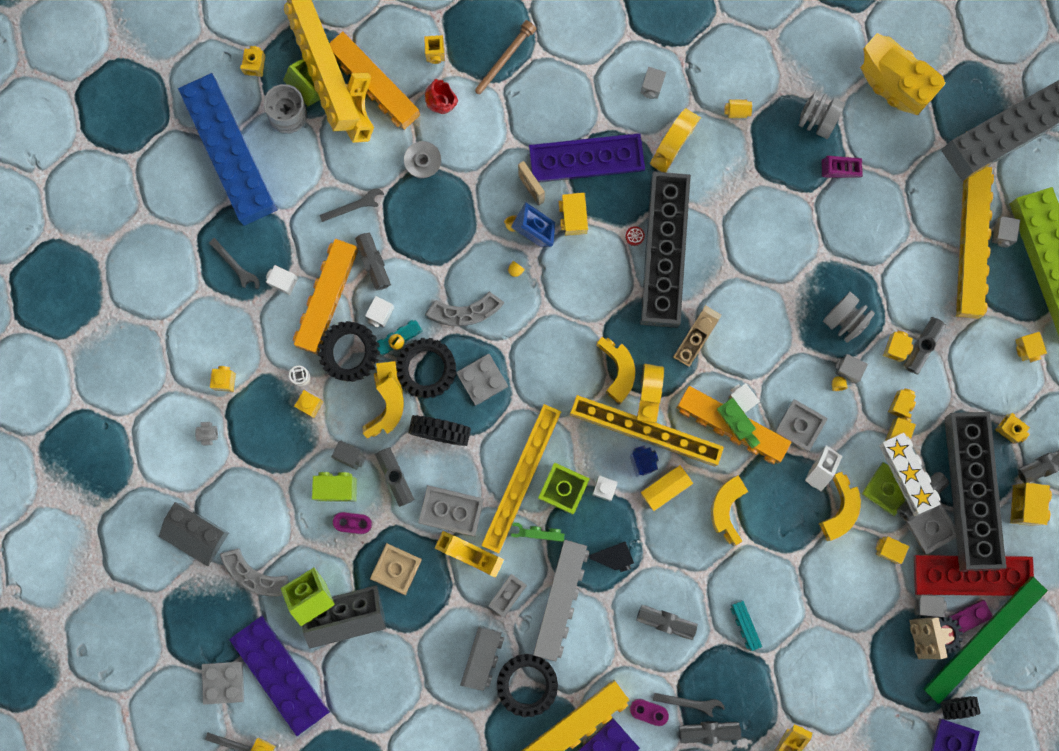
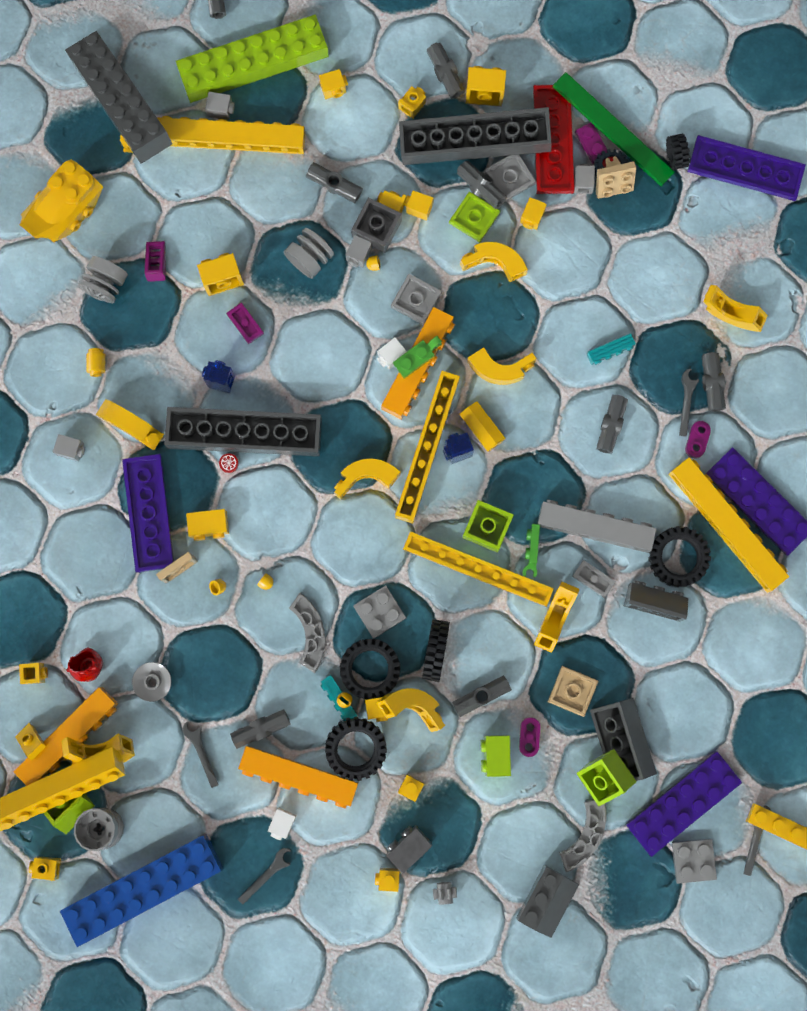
camera: 90 degrees left, 0 degrees up
(249, 399) = (408, 849): none -> flat silver brick
(302, 378) = (382, 799): white wheel -> none
(349, 455) = (463, 742): dark grey brick -> none
(370, 47) = (30, 741): none -> yellow plate
(379, 312) = (314, 719): white brick -> none
(451, 511) = (513, 637): light grey plate -> none
(526, 30) = (11, 579): medium nougat piece -> none
(535, 226) = (221, 562): blue slope -> none
(604, 488) = (485, 486): white brick -> none
(614, 557) = (551, 475): black slope -> none
(650, 392) = (385, 440): yellow arch -> none
(697, 335) = (329, 398): tan slope -> none
(721, 225) = (218, 376): none -> clear blue brick
(776, 253) = (245, 323): none -> magenta plate
(823, 468) = (457, 277): white slope -> none
(826, 228) = (220, 274): none -> yellow brick
(879, 387) = (377, 224): none -> flat silver brick
(898, 346) = (335, 207): yellow brick -> none
(909, 474) = (462, 195): white brick -> none

